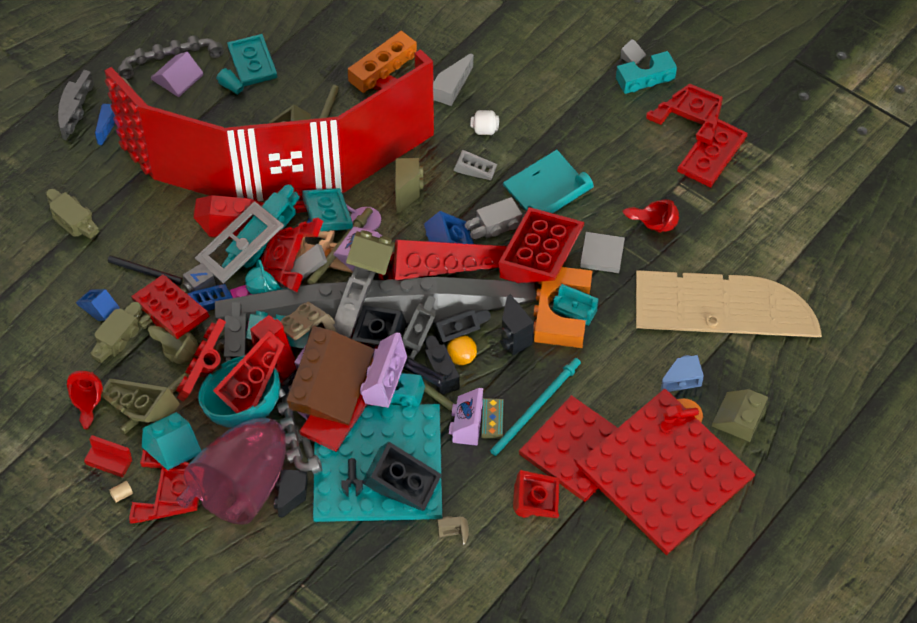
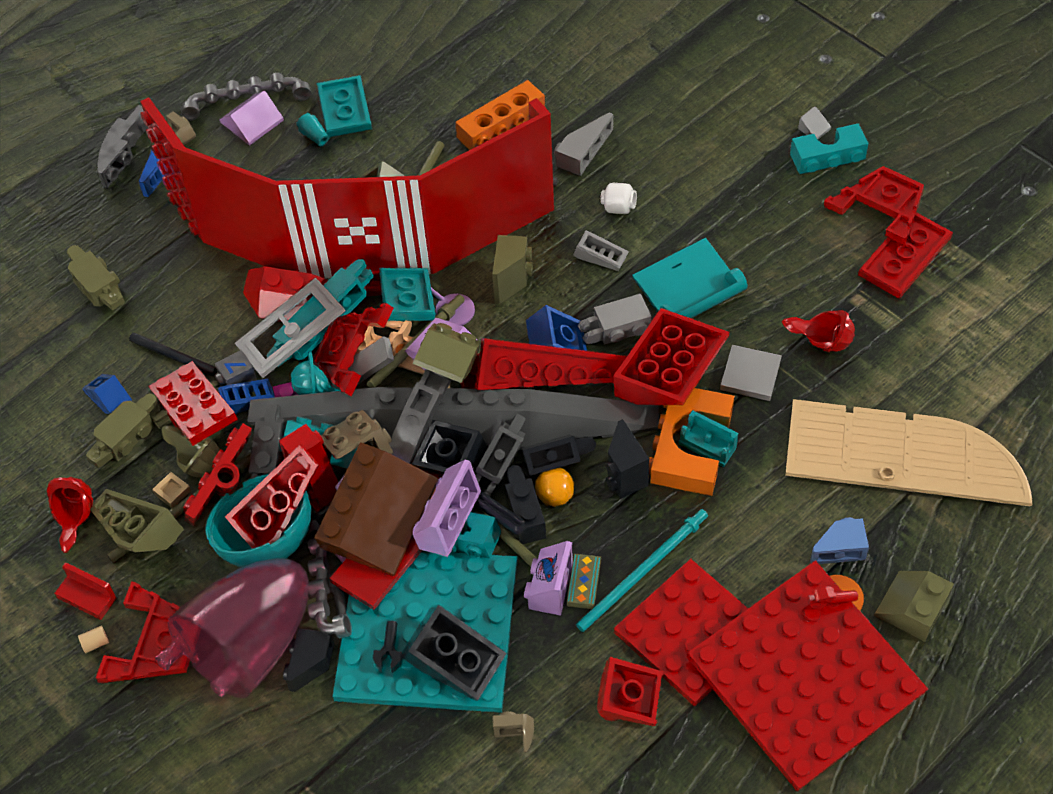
camera: 10 degrees right, 0 degrees up
(163, 375) = (171, 490): none -> tan plate
(170, 441) = (163, 578): teal slope -> none

